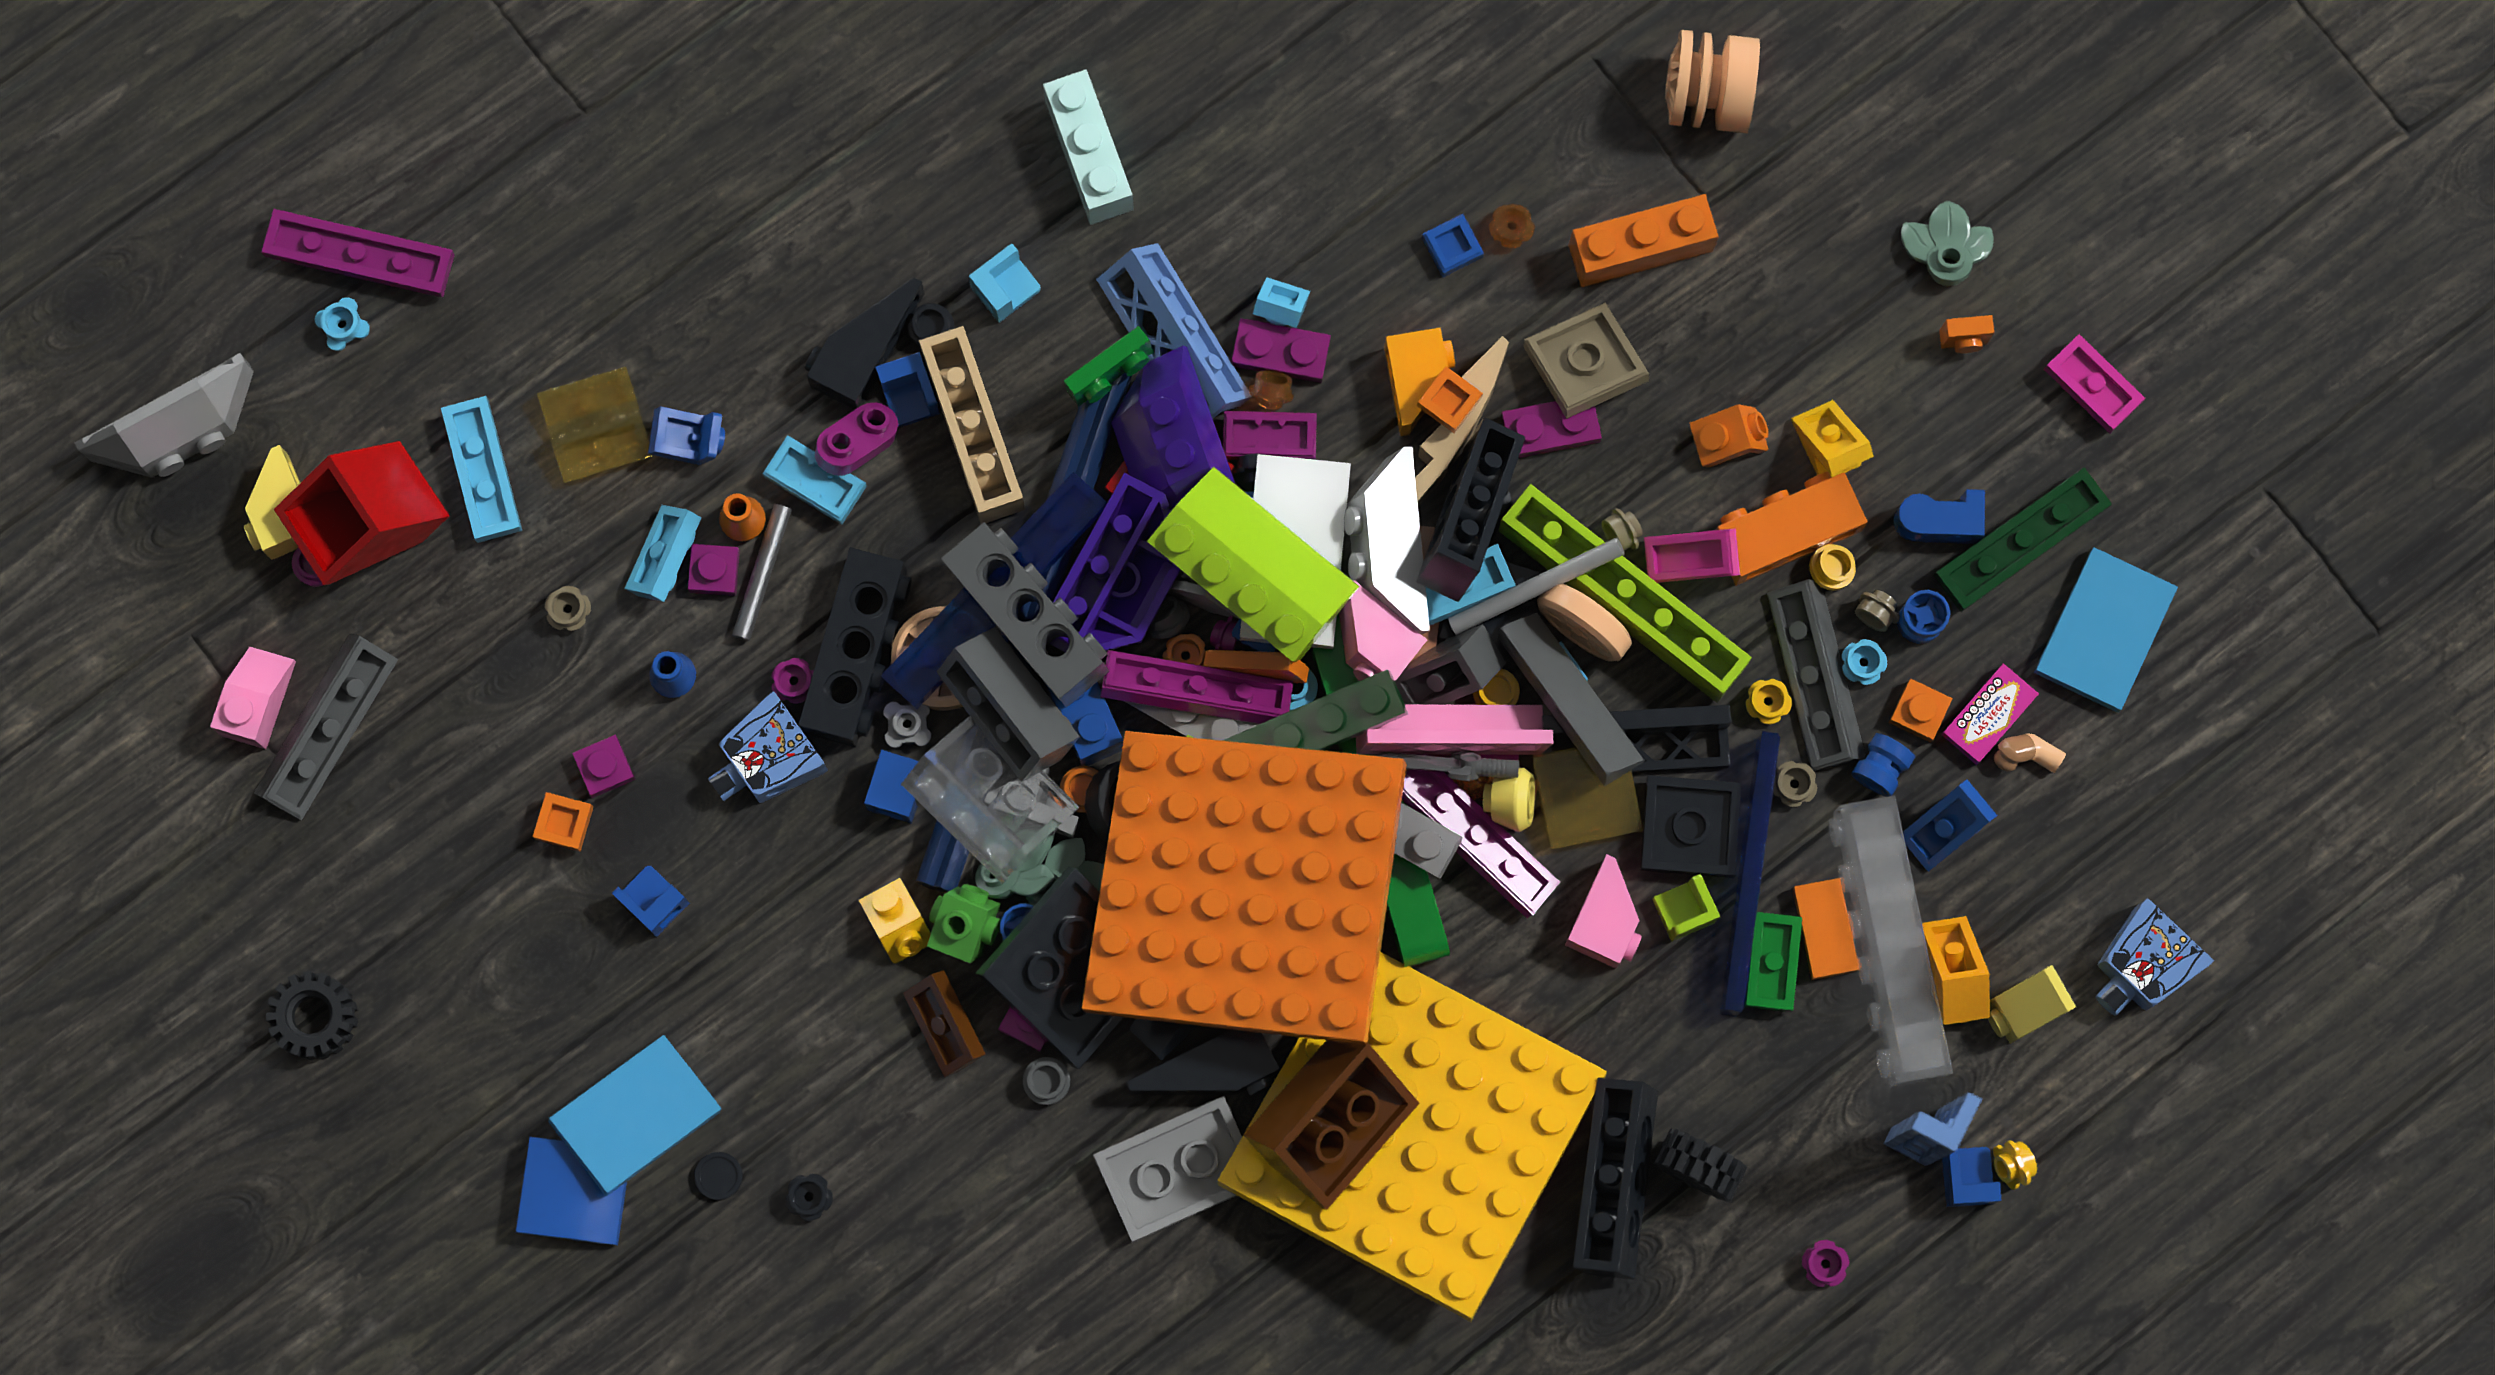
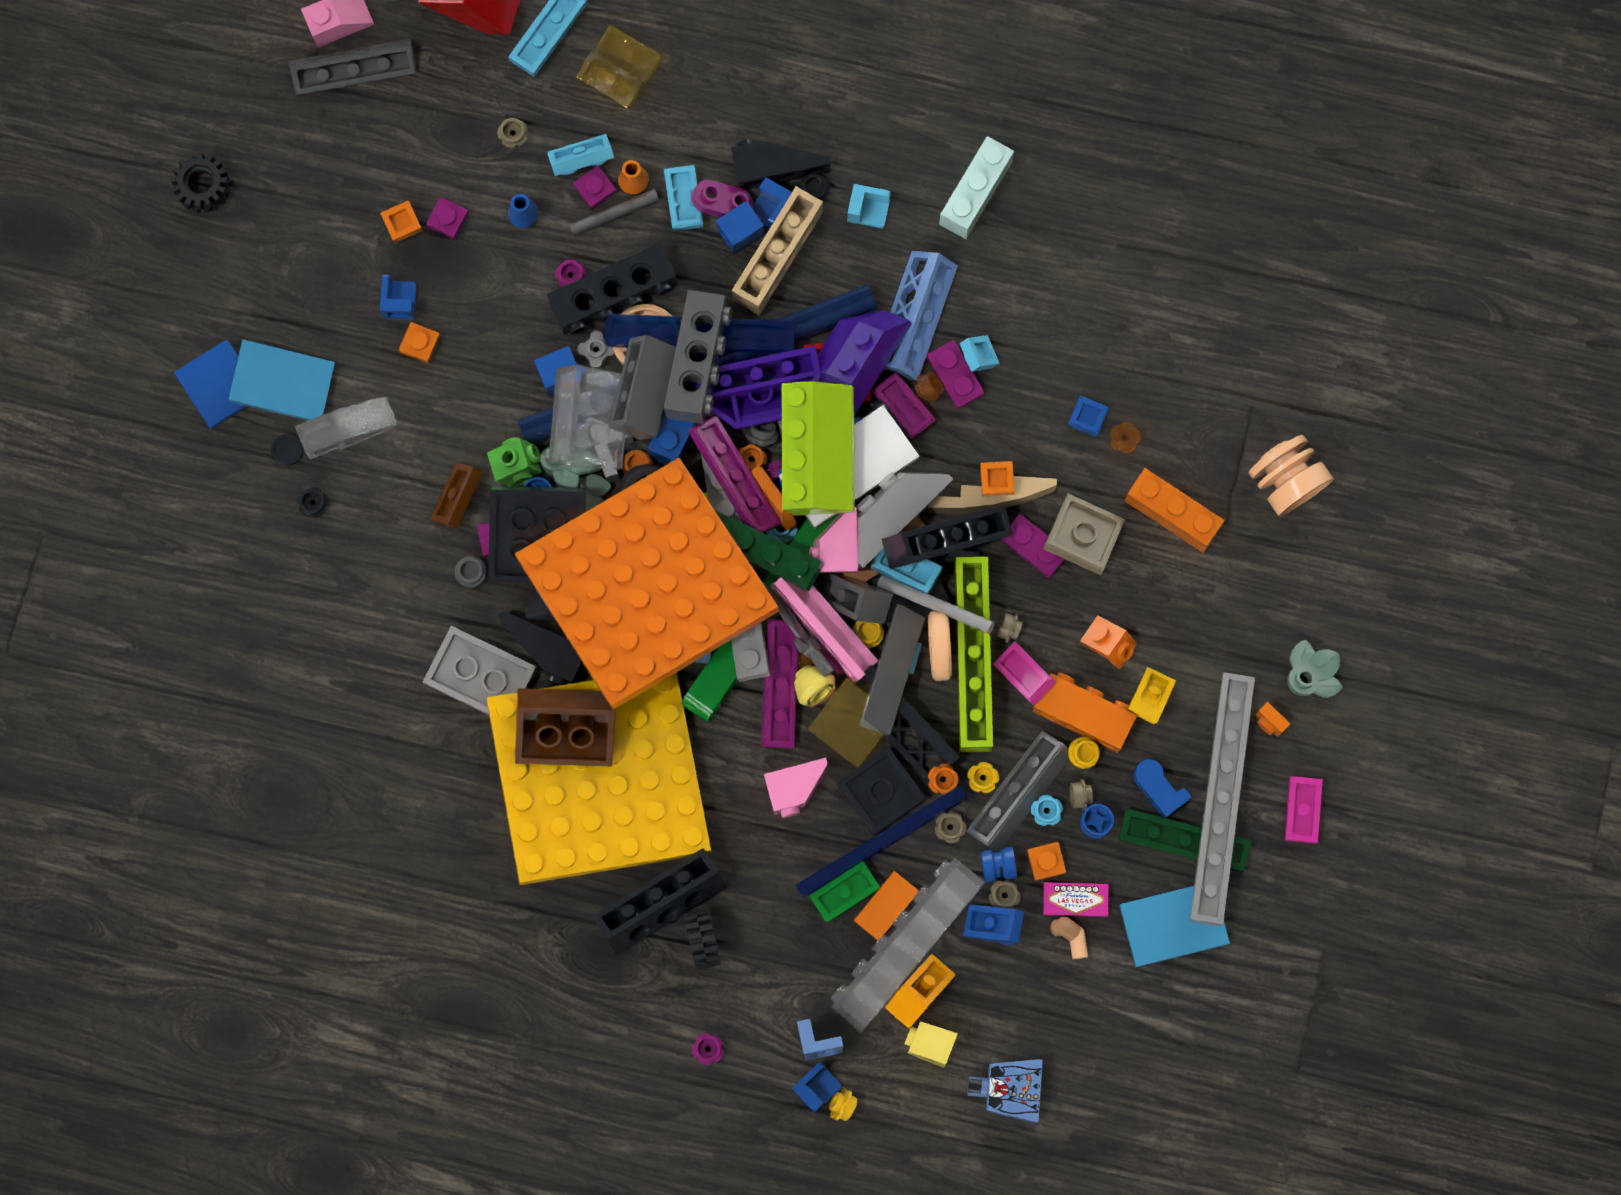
camera: 55 degrees right, 0 degrees up
(686, 435) = (650, 115): bracket -> none
(724, 918) = (419, 342): none -> orange plate
(753, 1084) = (346, 426): none -> clear slope
(767, 754) = (520, 292): medium blue torso -> none
(896, 920) = (489, 427): yellow bracket -> none
(905, 445) = (740, 227): none -> blue panel
(1095, 377) = (875, 295): green plate -> none
(1413, 365) = (1002, 446): light orange slope -> none
(1686, 908) = (834, 824): lime panel -> none
(1747, 742) = (936, 773): none -> orange plate
(1930, 779) = (1004, 887): none -> dark tan plate
(2015, 459) = (1222, 800): none -> light grey plate

